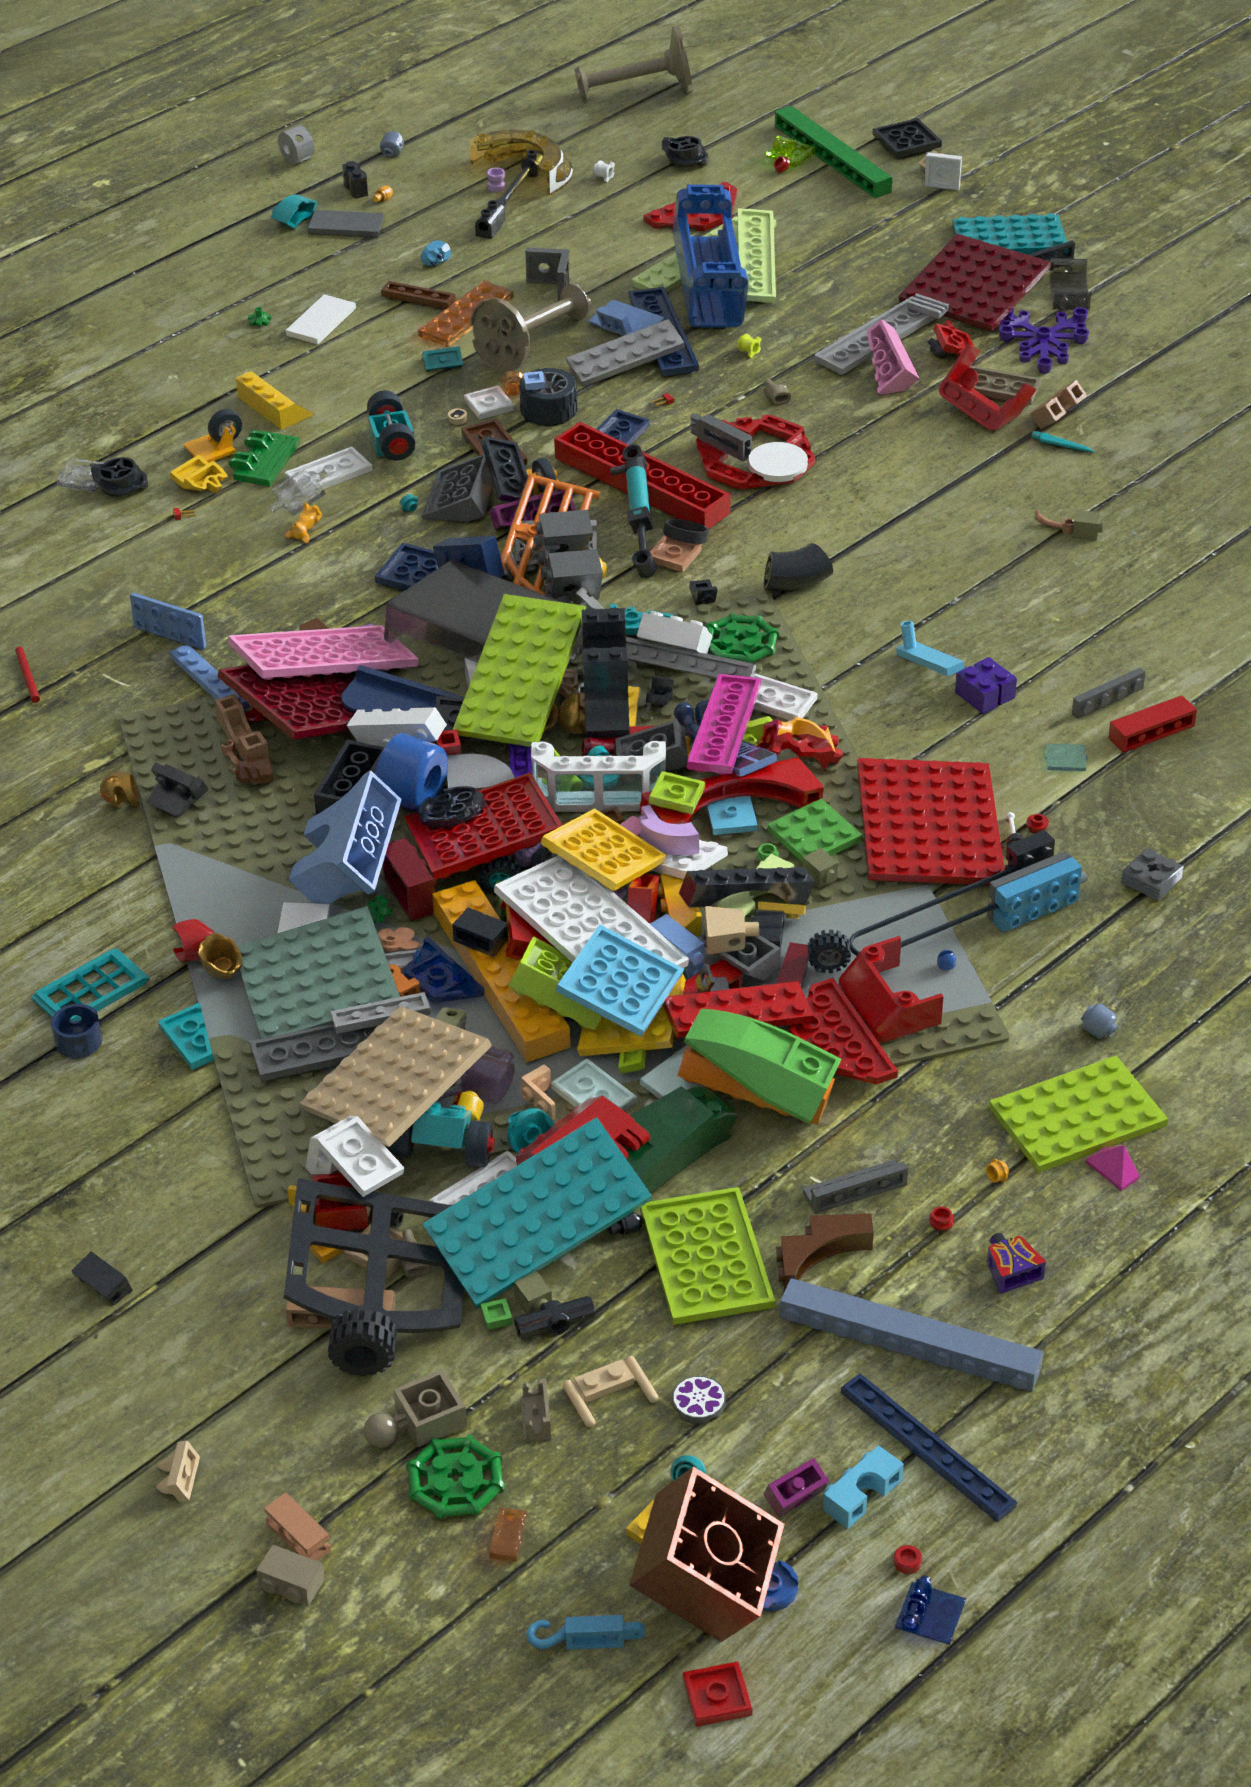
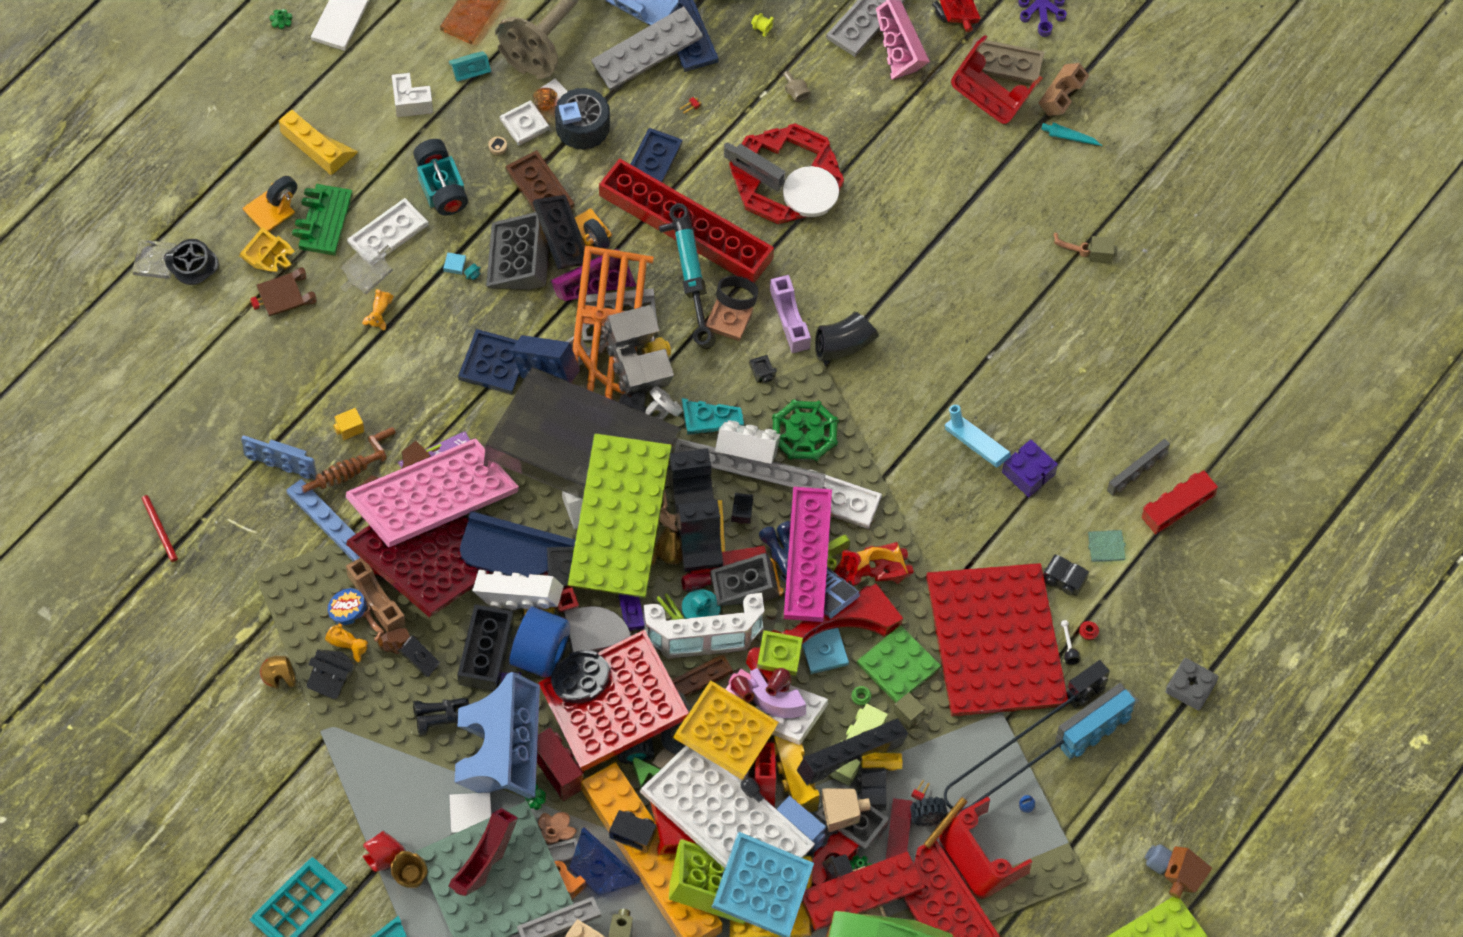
camera: 10 degrees left, 20 degrees up
(191, 761) = (341, 638): none -> light orange animal
(209, 739) = (346, 606): none -> tile
(211, 507) = (283, 294): none -> reddish brown flag
(218, 642) = (346, 469): none -> dark orange piece
(249, 605) = (348, 424): none -> yellow brick
(277, 783) = (419, 656): none -> black plate
(282, 832) = (450, 716): none -> black piece
(312, 935) = (487, 852): none -> dark red arch
(374, 375) = (410, 100): none -> white panel
(391, 497) = (454, 263): none -> medium azure tile
(623, 898) = (751, 789): none -> black cylinder
(629, 820) = (741, 687): none -> dark red cone
(671, 812) = (778, 680): none -> dark red cone
(741, 558) = (794, 328): none -> lavender arch
(845, 960) = (945, 822): none -> pearl gold bar
(1016, 774) = (1065, 575): none -> black brick
(1128, 1029) = (1185, 871): none -> dark orange torso

